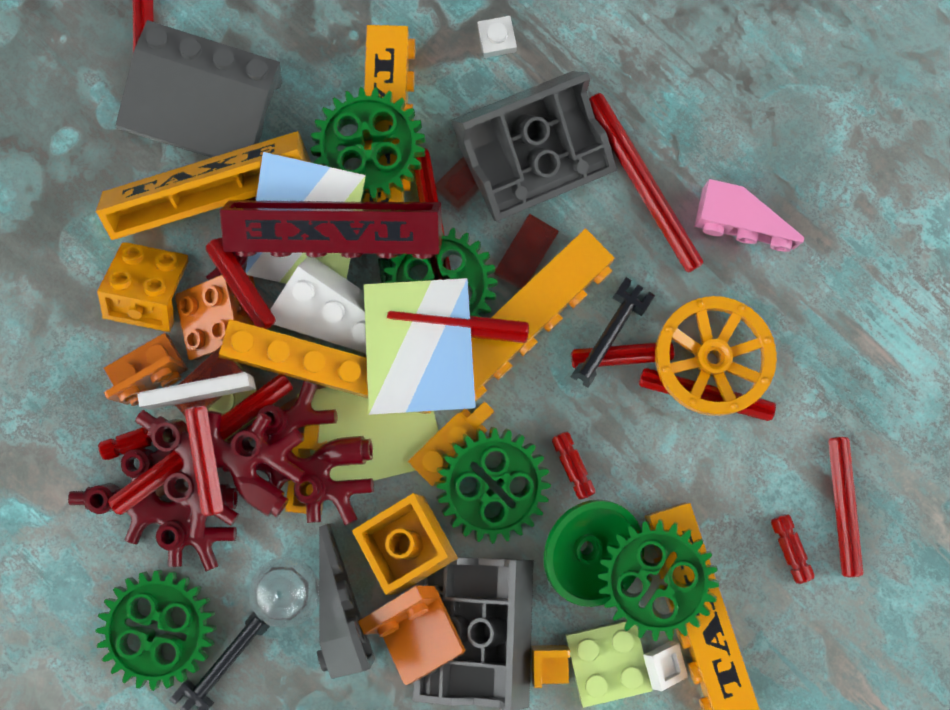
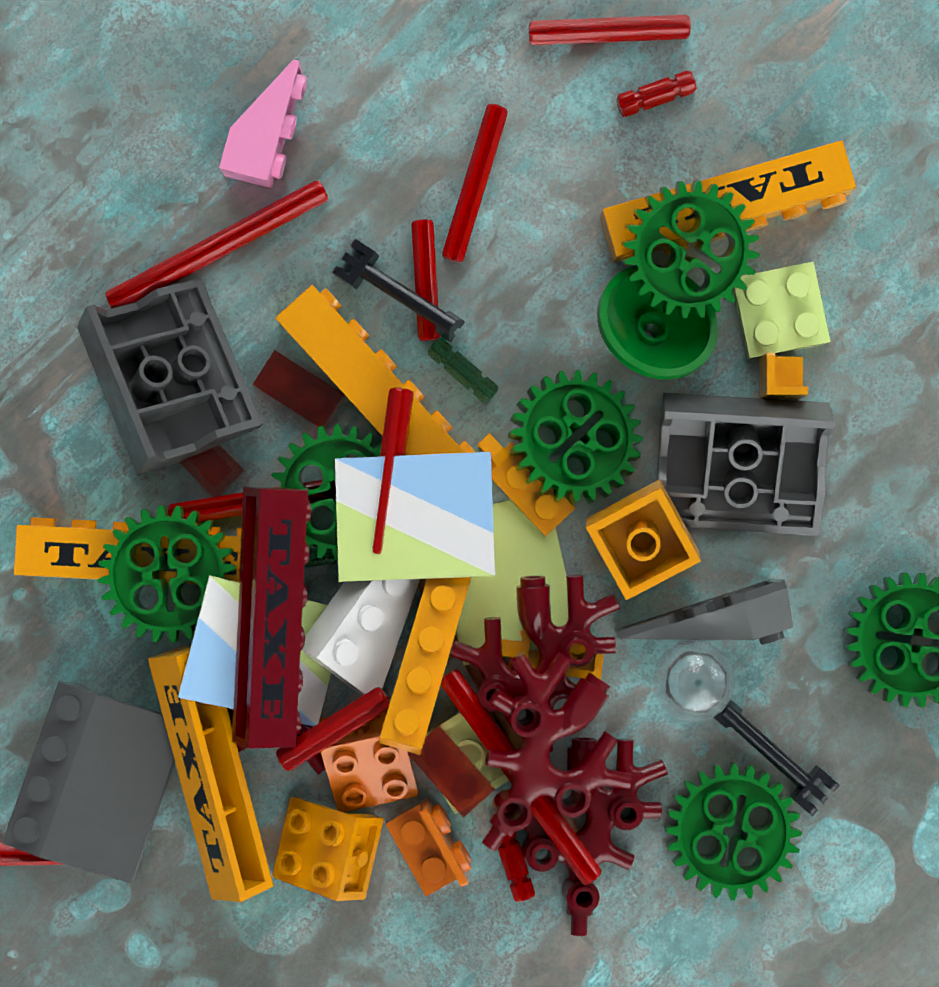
camera: 80 degrees left, 5 degrees up
(196, 391) = (461, 779): white tile -> none
(204, 460) = (544, 768): axle -> none
(415, 632) = (743, 528): orange bracket -> none
(496, 36) = (28, 417): white plate -> none
(547, 388) = (462, 370): none -> clear green axle
(573, 465) = (554, 342): red axle -> none
(665, 666) = (786, 245): white plate -> none
(723, 353) = (428, 161): light orange wheel -> none

